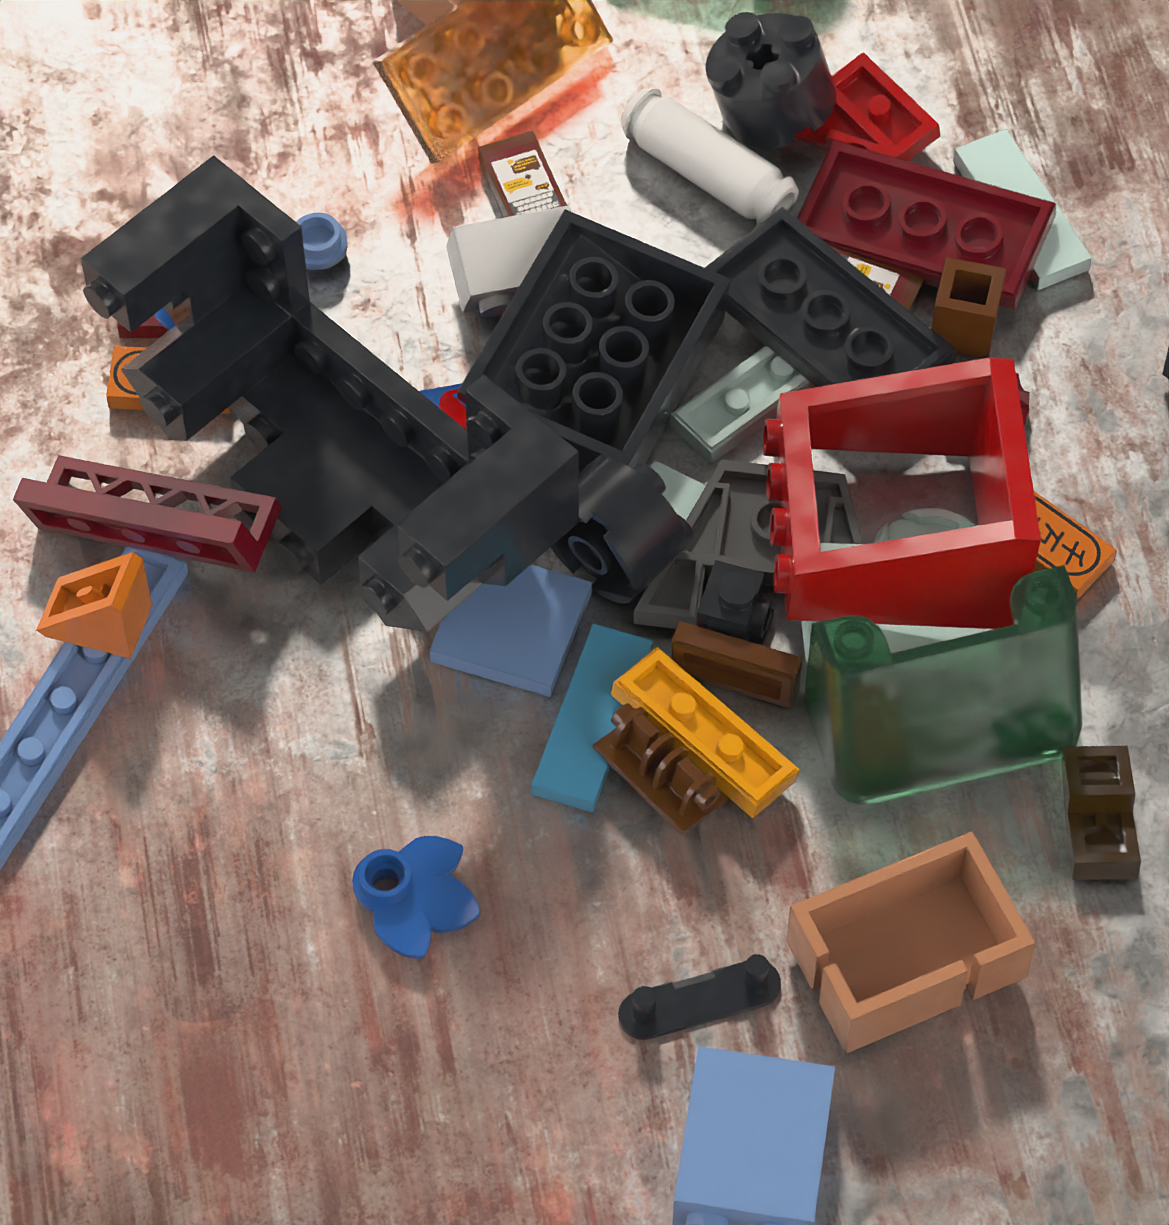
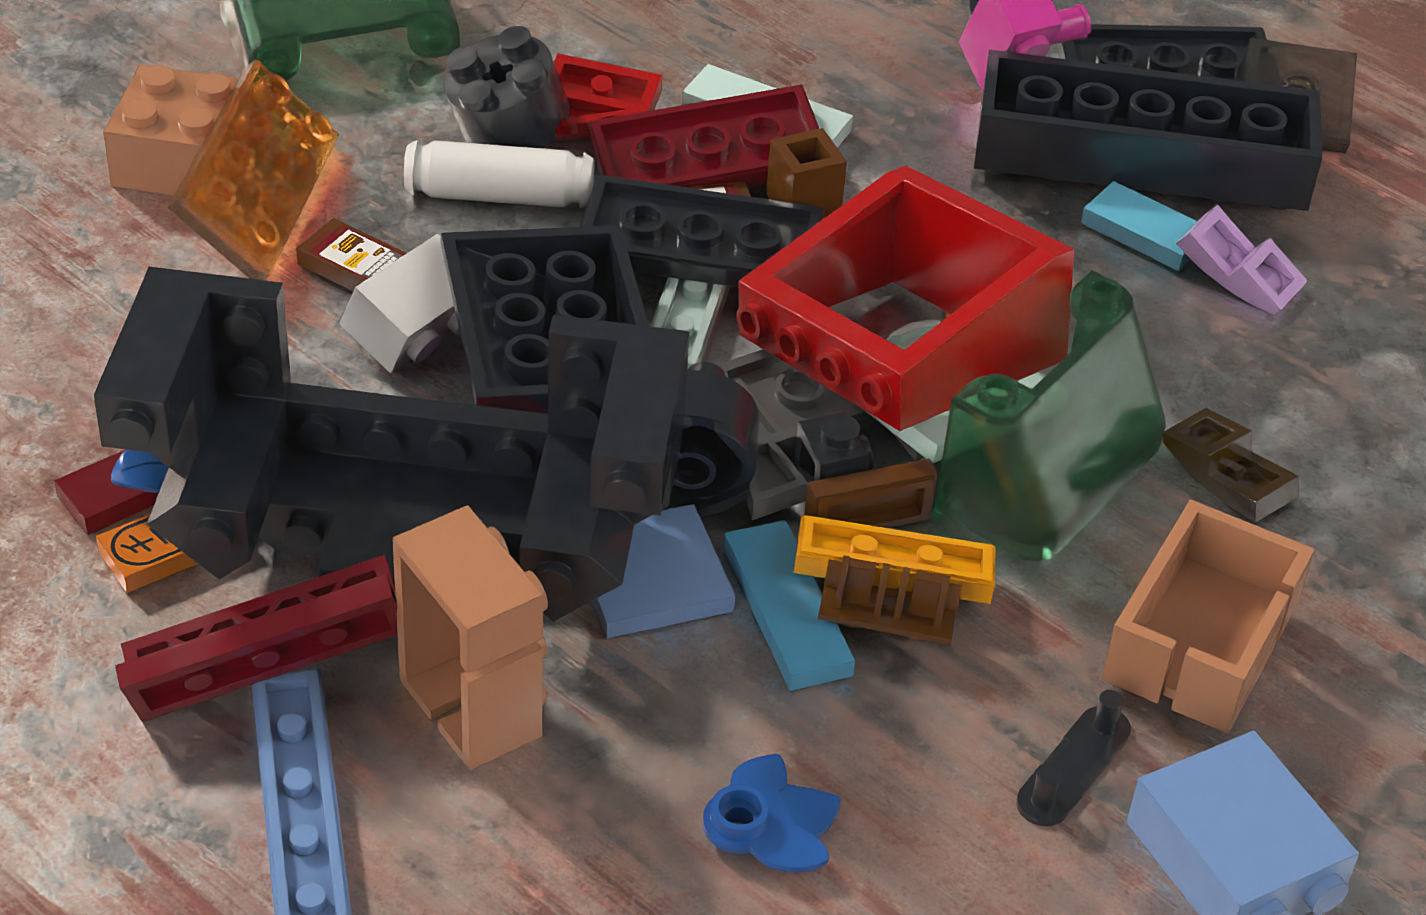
camera: 40 degrees left, 15 degrees down
(100, 606) = (283, 731): orange slope -> none
(275, 609) = (470, 635): none -> nougat piece

